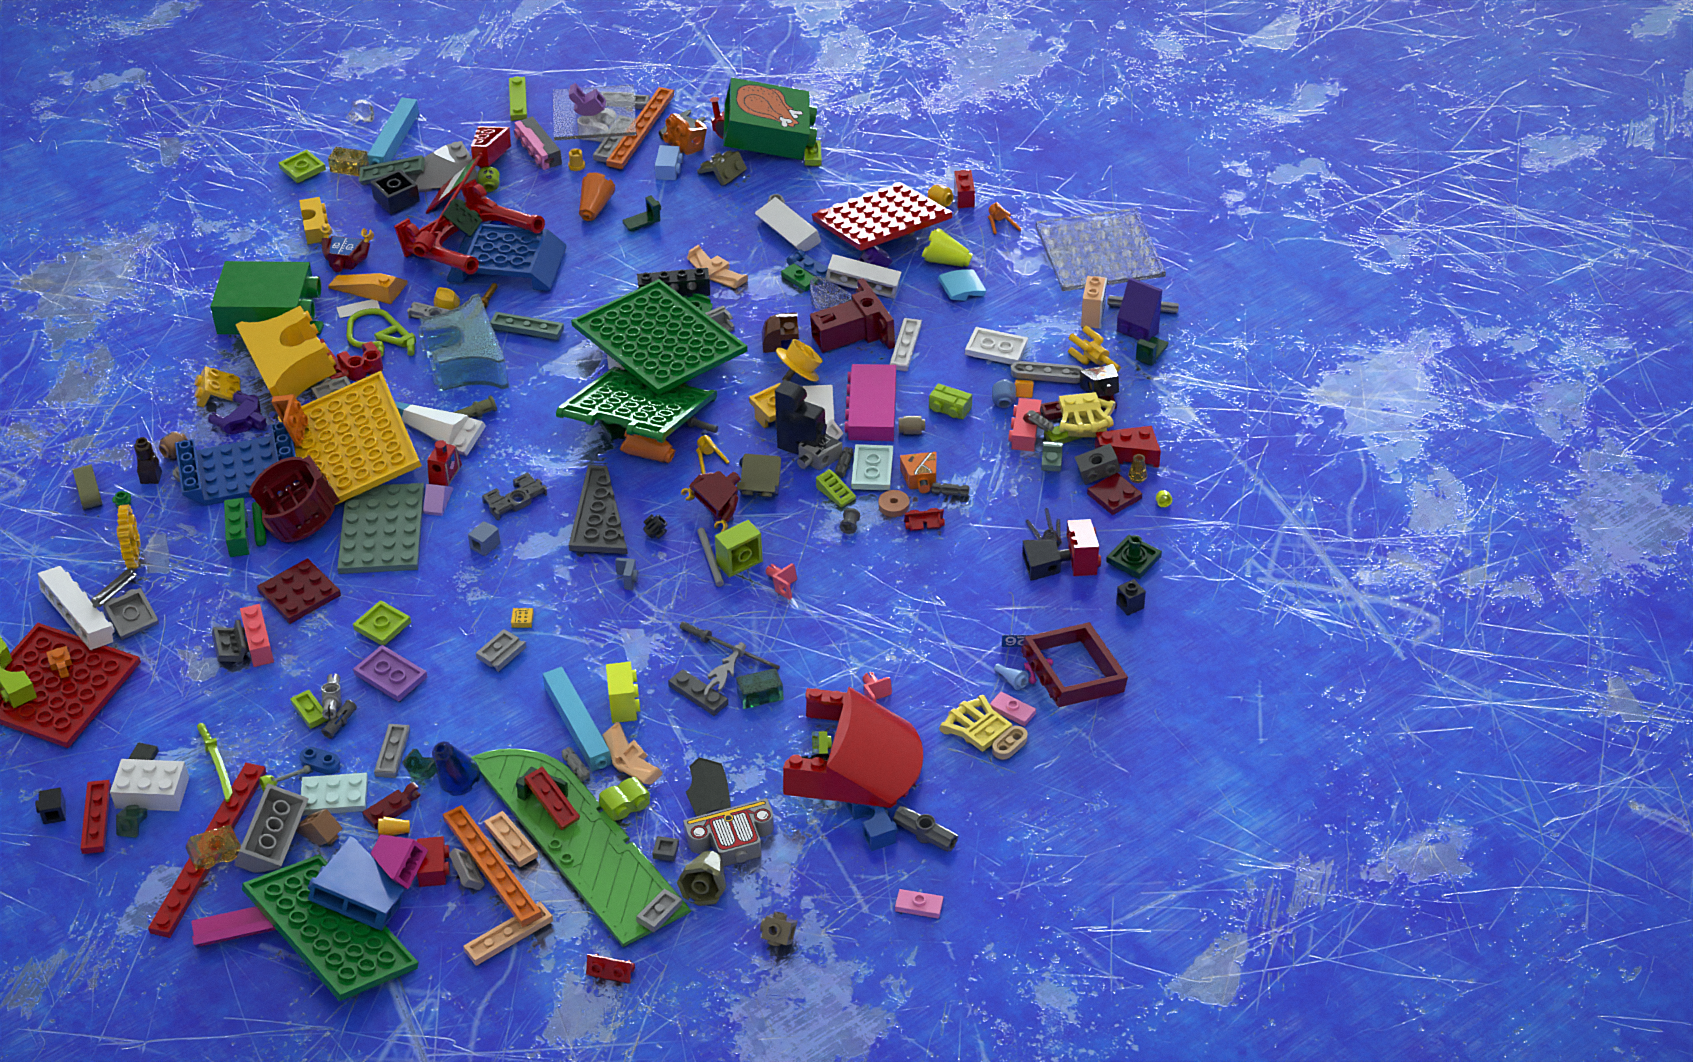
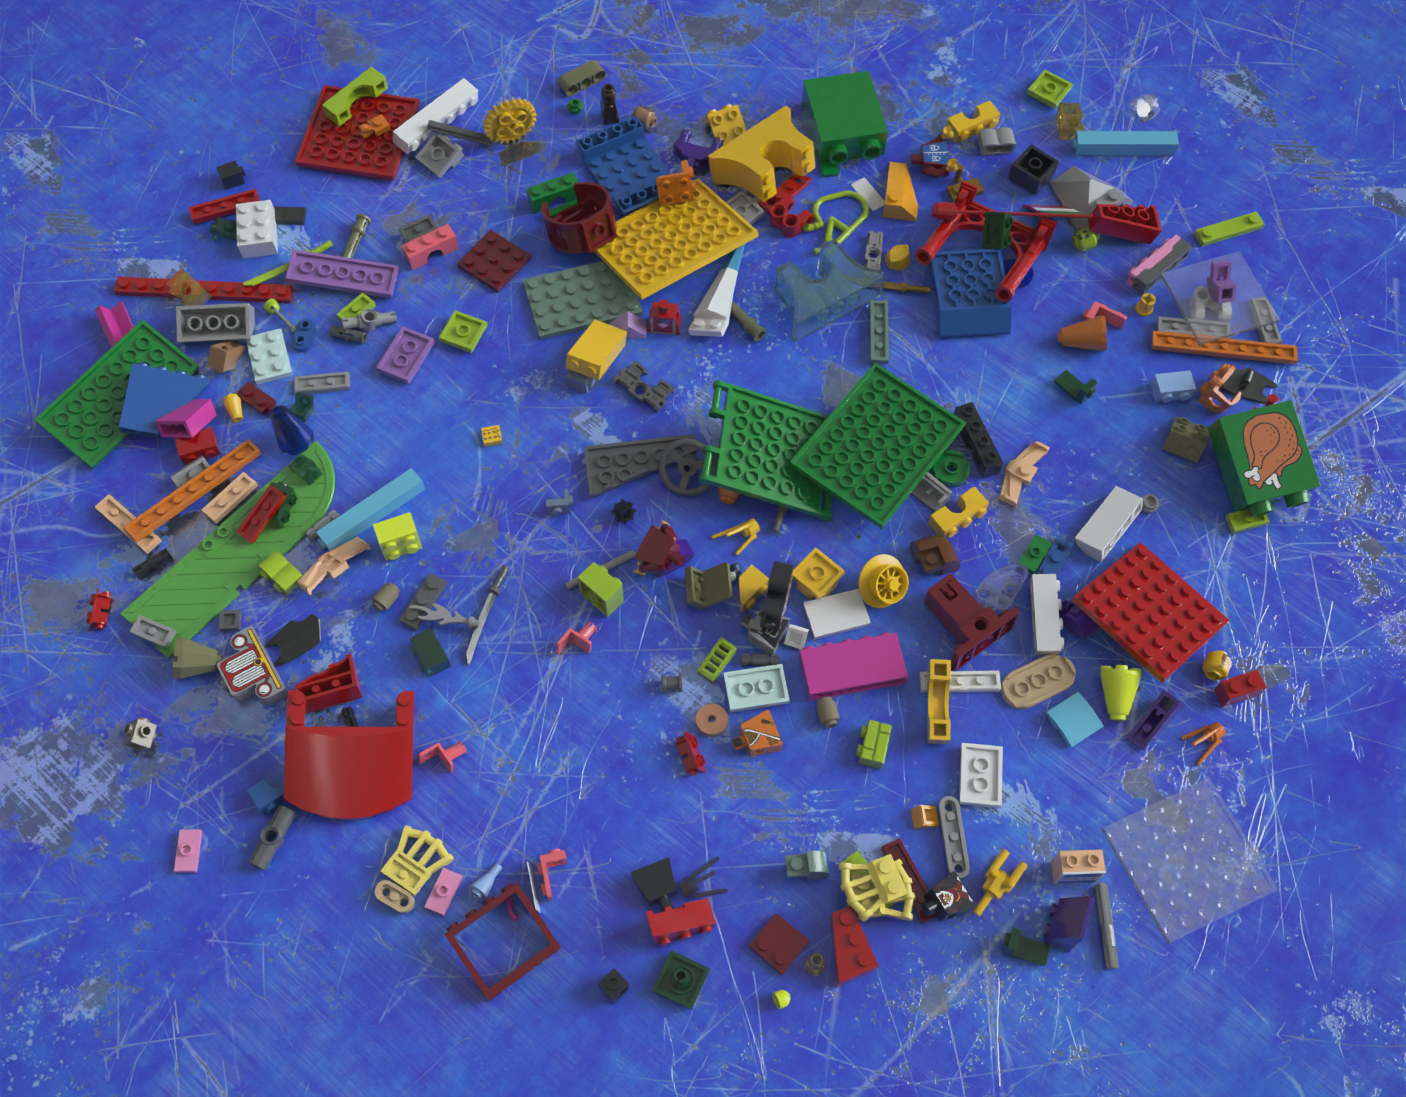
camera: 75 degrees right, 20 degrees up
(200, 697) = (357, 232): none -> olive pin
(255, 713) = (342, 273): none -> medium lavender plate
(345, 210) = (996, 141): none -> light grey brick
(389, 243) = (952, 190): none -> pearl gold plate
(409, 166) = (1062, 153): sand green plate -> none
(461, 514) = (596, 349): none -> yellow brick
(501, 650) = (446, 429): light grey plate -> none
(504, 762) = (305, 469): none -> clear green bracket
(567, 915) = (152, 563): none -> black pin
(572, 187) = (1111, 316): none -> coral bracket
(627, 469) = (686, 471): none -> dark grey piece
(684, 716) = (385, 597): none -> dark tan brick
(748, 317) = (948, 523): none -> yellow arch
(768, 446) = (751, 586): none -> yellow slope
(769, 757) = (332, 686): none -> red wedge
(821, 742) = (326, 716): lime plate -> none
(905, 346) = (937, 701): none -> yellow arch
(920, 299) = (1038, 681): none -> tan tile
(950, 489) = (743, 771): dark grey axle -> none
(976, 237) = (1155, 720): none -> dark purple slope
(1004, 393) = (902, 797): medium blue head -> none
(1005, 628) = (553, 858): none -> coral bracket
(1024, 431) = (877, 825): coral arch -> none
(1040, 421) = (851, 847): light grey gear -> none
(1097, 464) = (808, 905): dark grey brick -> none

